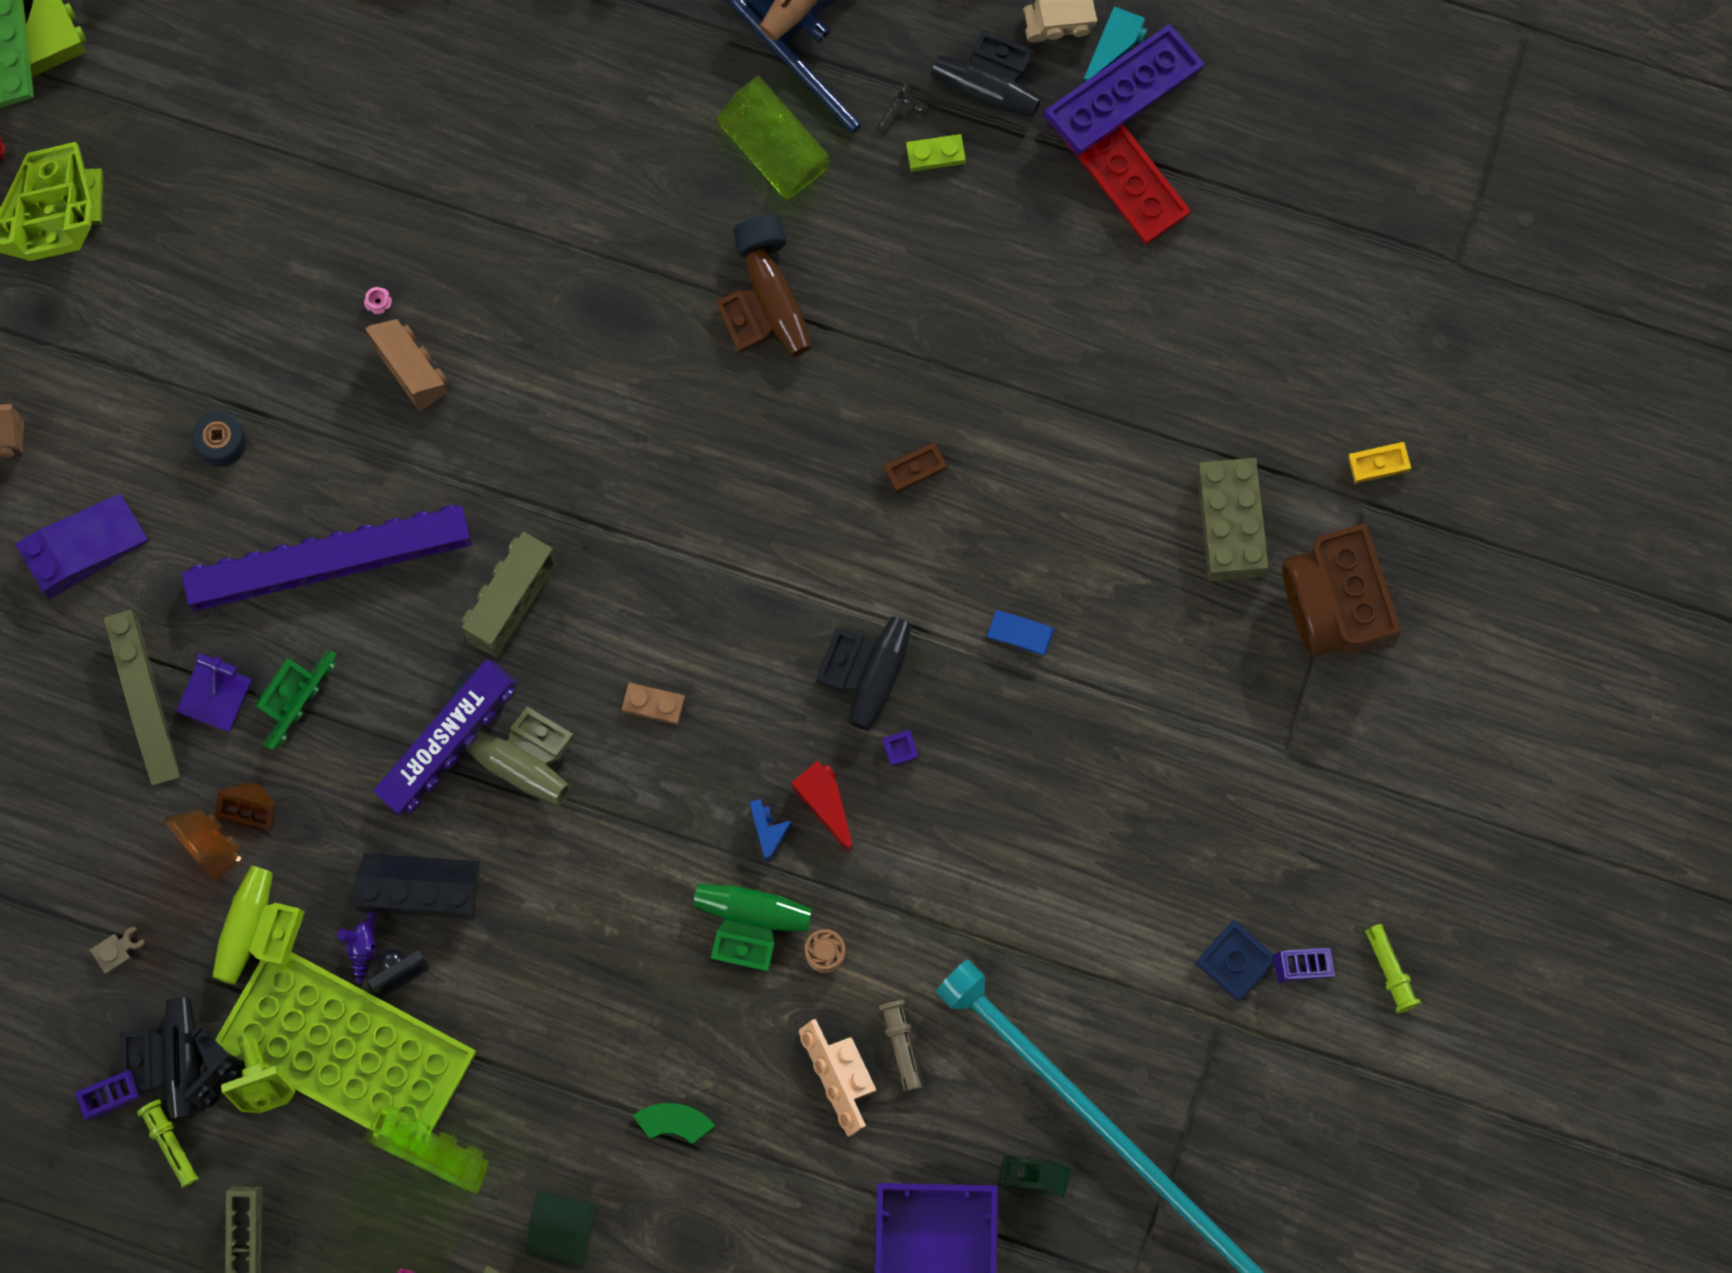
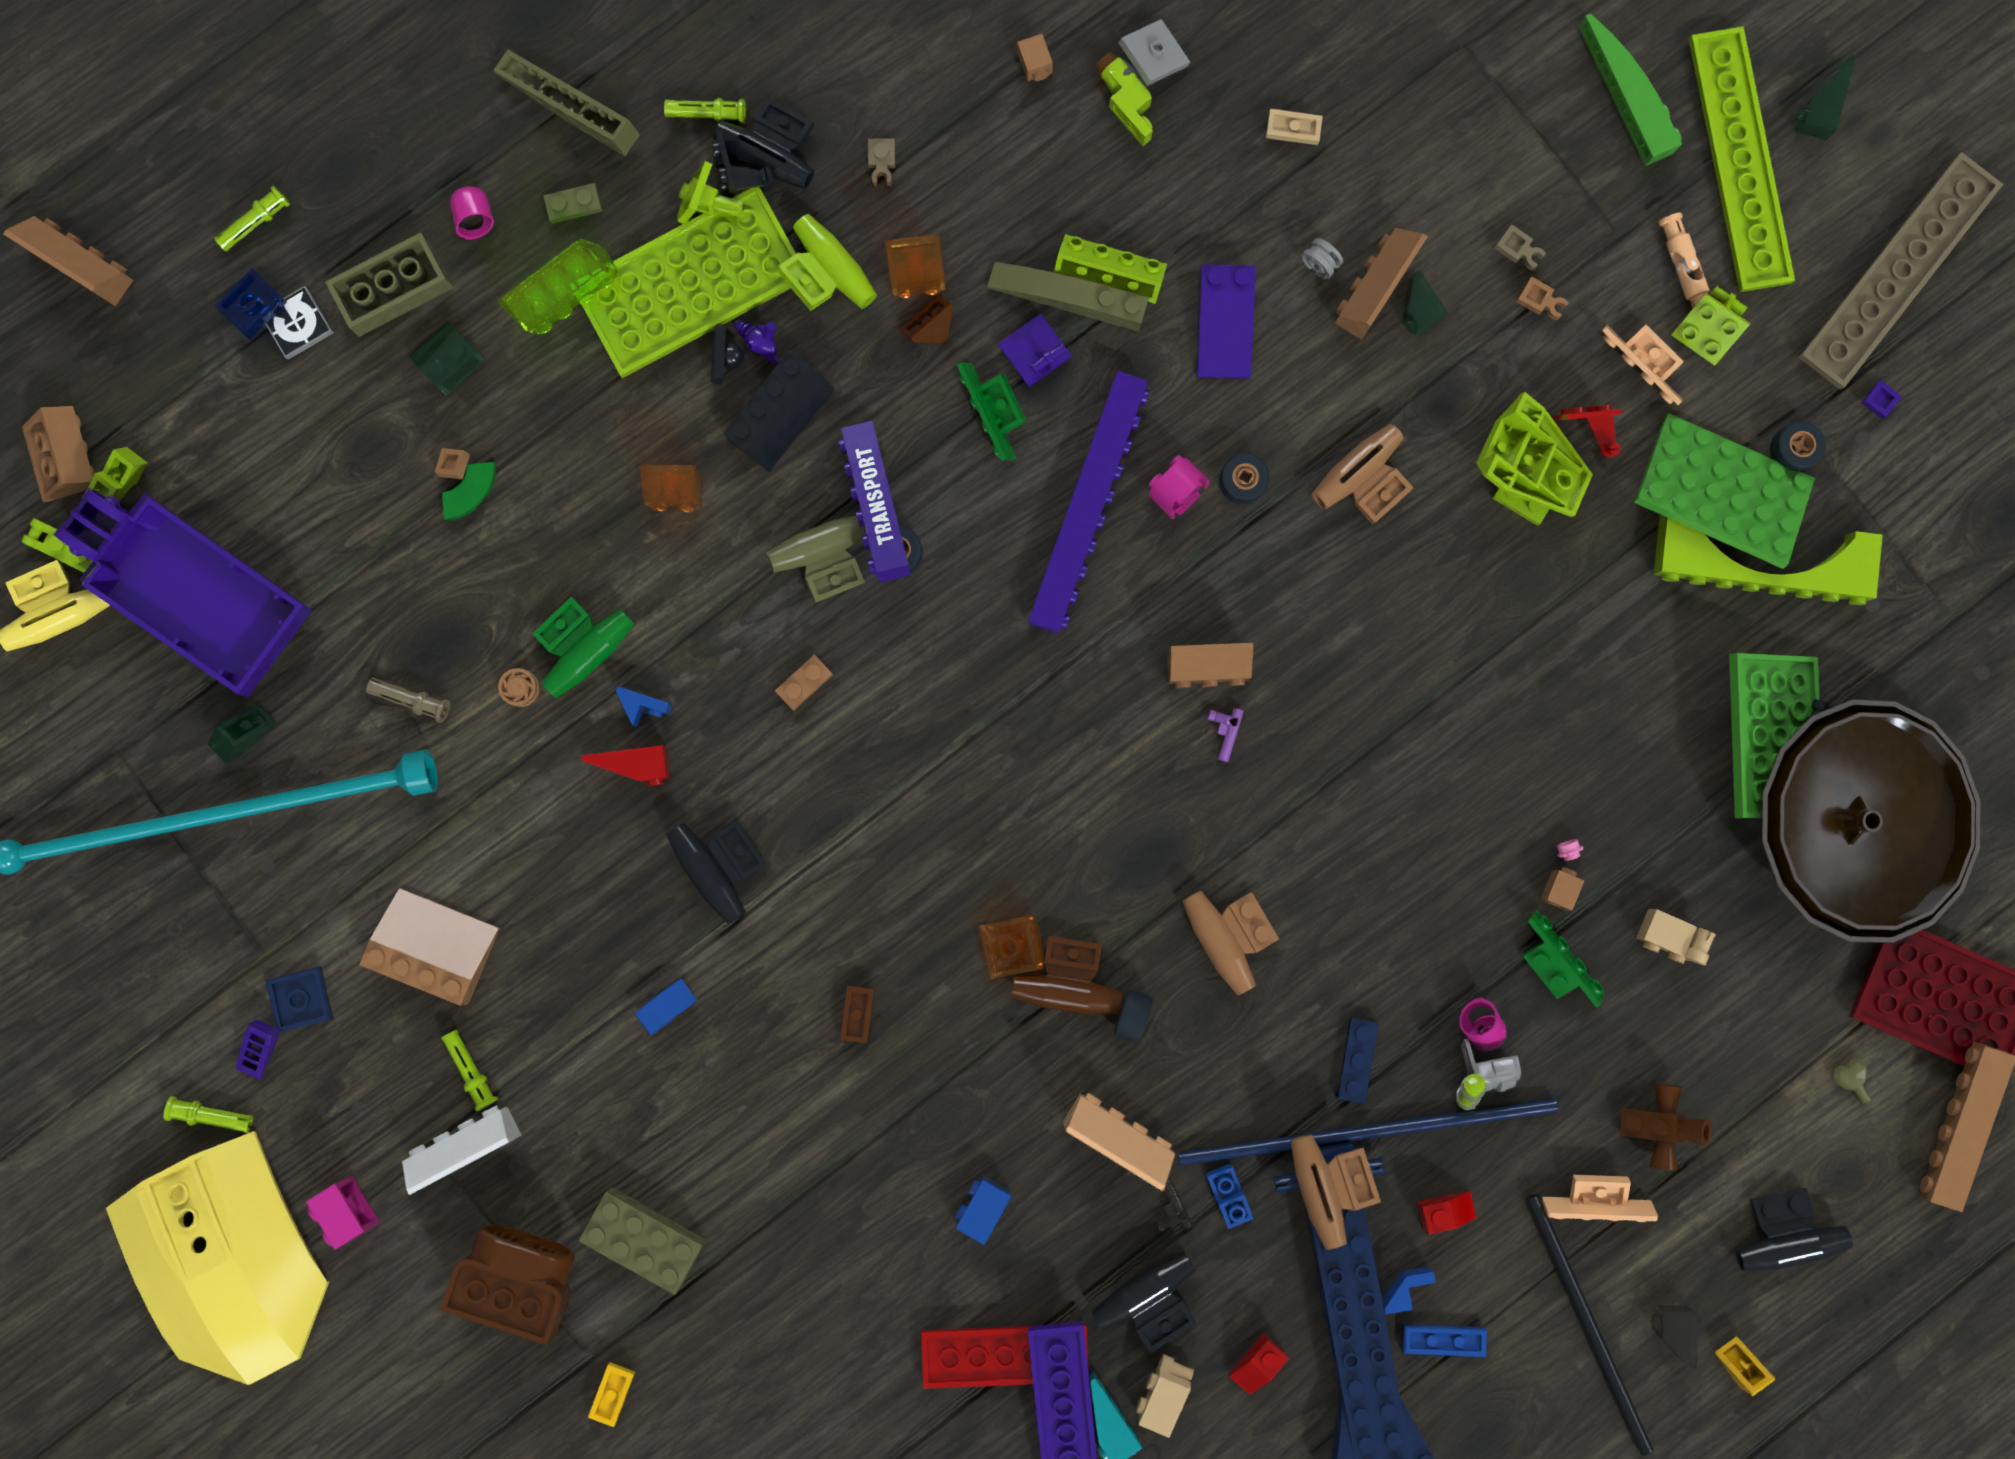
camera: 120 degrees right, 10 degrees up
(86, 1104) = (773, 66): dark purple slope -> none
(95, 673) = (1110, 267): none -> lime brick
(150, 336) = (1366, 476): none -> medium nougat plate
(263, 485) = (1177, 487): none -> dark pink brick
(337, 1210) = (573, 203): none -> olive plate
(377, 293) = (1288, 672): bright pink plate -> none
(456, 317) = (1226, 730): none -> medium lavender hose
(509, 594) = (958, 619): olive brick -> none
(550, 931) = (671, 487): none -> clear orange slope
(636, 201) = (1230, 936): none -> medium nougat plate
(658, 1152) = (452, 463): none -> medium nougat plate
(674, 37) = (1357, 1060): none -> dark blue plate
(768, 374) = (1012, 946): none -> clear orange slope
(773, 138) = (1213, 1083): clear neon green slope -> none
(841, 1074) = (417, 639): light nougat bracket -> none
(859, 70) = (1229, 1196): none -> blue slope
(871, 180) = (1120, 1140): none -> light nougat slope
(900, 748) = (637, 850): dark purple plate -> none
(935, 153) = (1115, 1210): lime plate -> none
(1009, 257) = (982, 1210): none -> blue brick
(1108, 872) = (430, 947): none -> slope
(1199, 755) = (471, 1085): none -> lime pin
(1263, 723) = (459, 1149): none -> white slope
(1385, 790) = (342, 1212): none -> dark pink brick
(1516, 819) = (255, 1286): none -> light yellow wedge

